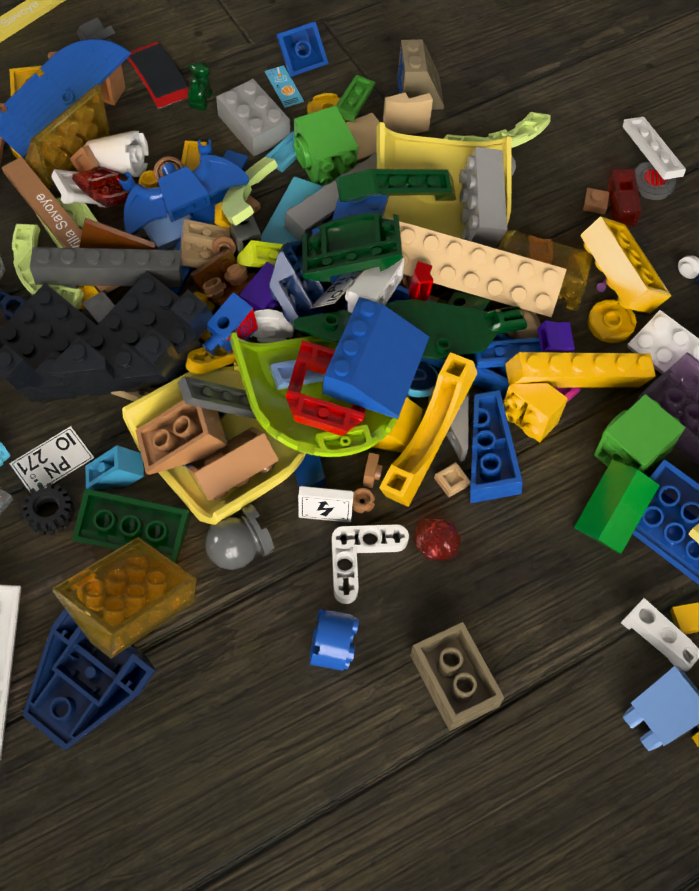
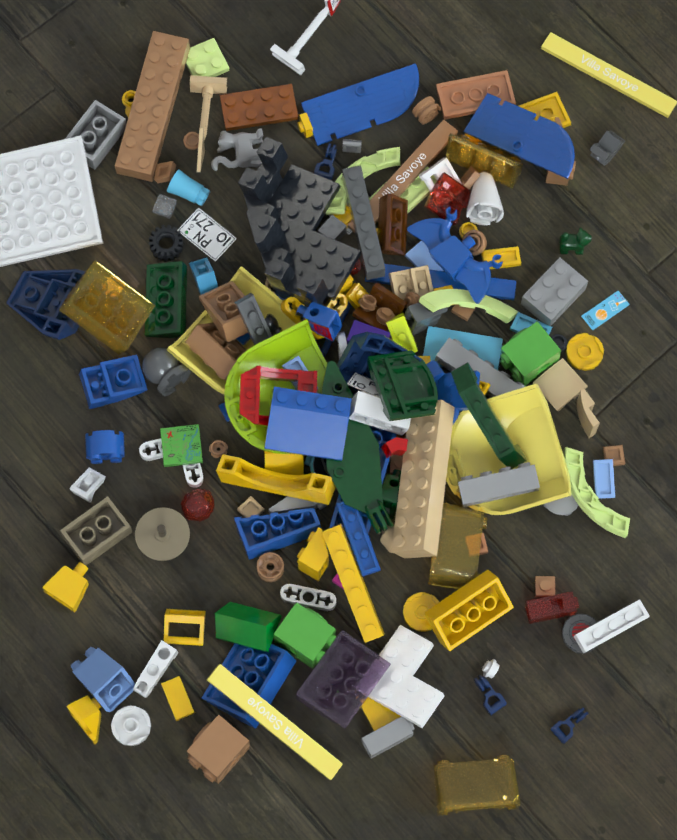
camera: 80 degrees right, 10 degrees up
(159, 74) = (589, 205): black sticker -> none
(233, 617) = (112, 381): none -> blue slope
(302, 49) = (643, 313): blue slope -> none
(325, 504) = (203, 421): white tile -> none
(351, 541) = (181, 445): none -> bright green tile
(355, 97) = (600, 368): bright green tile -> none
(372, 471) = (242, 450): medium nougat plate -> none
(382, 676) = (87, 484): none -> white slope
(418, 72) = (631, 416): dark tan slope -> none
(455, 112) = (615, 453): none -> medium nougat tile
(478, 585) = (162, 534): none -> dark tan piece
(480, 122) = (604, 478): none -> light blue tile
(529, 732) = (68, 586): none -> yellow torso
(536, 460) = (270, 559): none -> medium nougat wheel
(556, 337) = (368, 556): dark purple piece -> none
(571, 441) = (323, 595): none -> white beam
(592, 587) = (184, 616): none -> yellow tile

